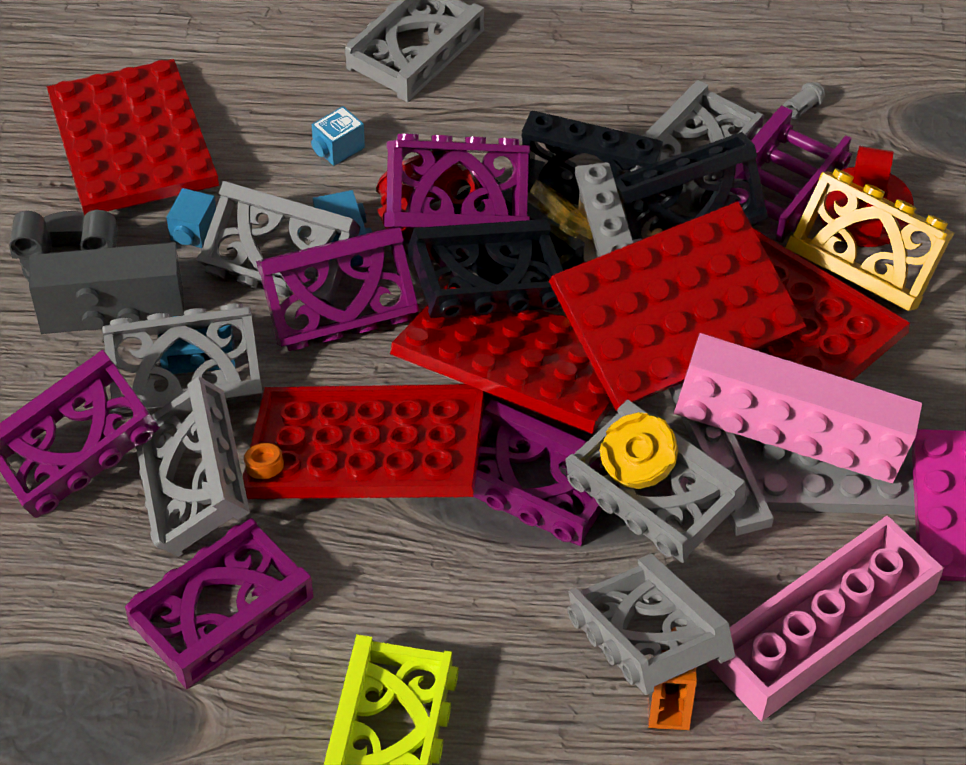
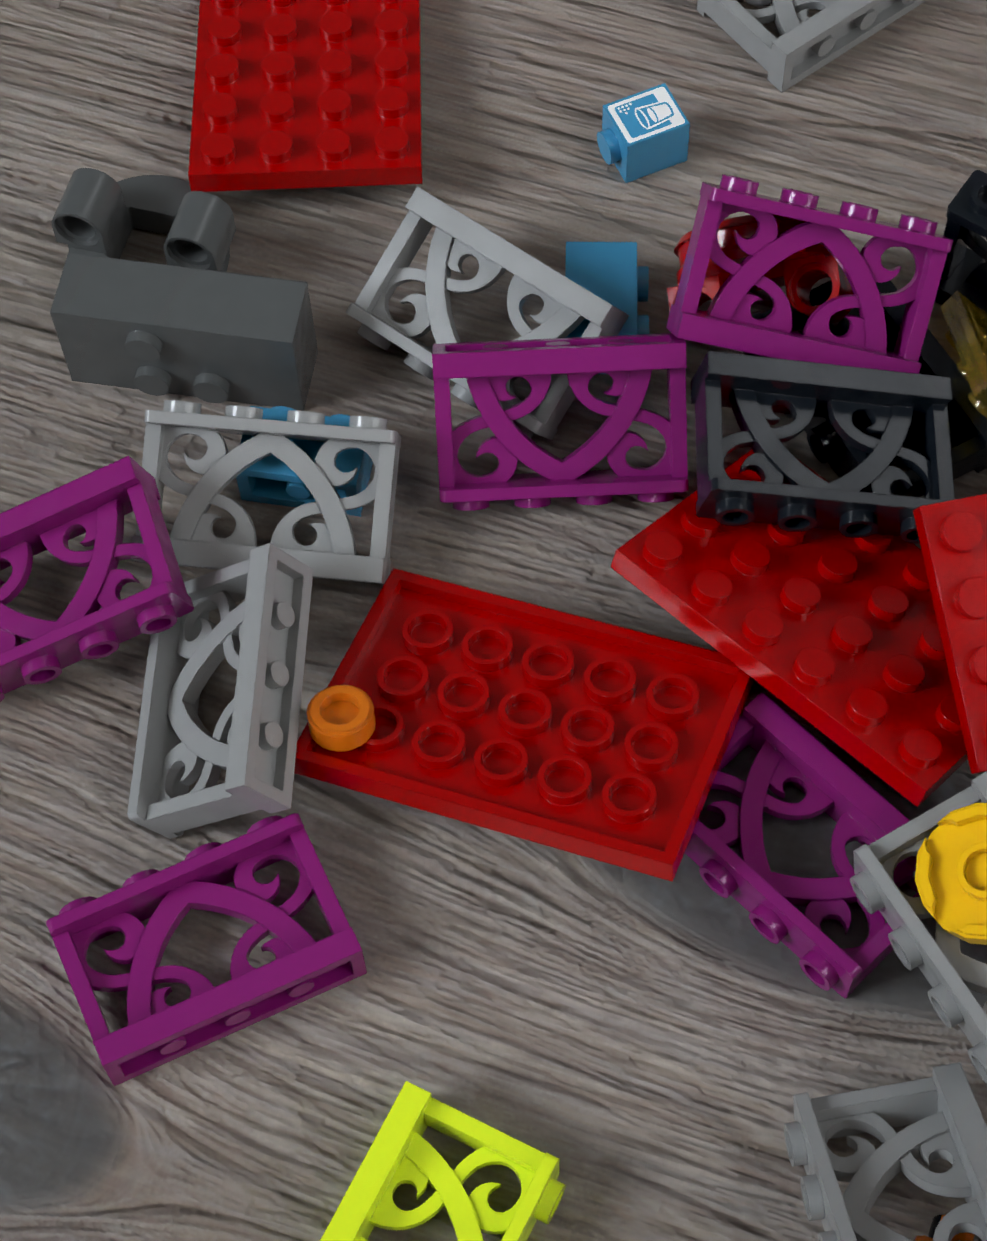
camera: 20 degrees right, 10 degrees up
(191, 217) = (360, 229): dark azure brick -> none

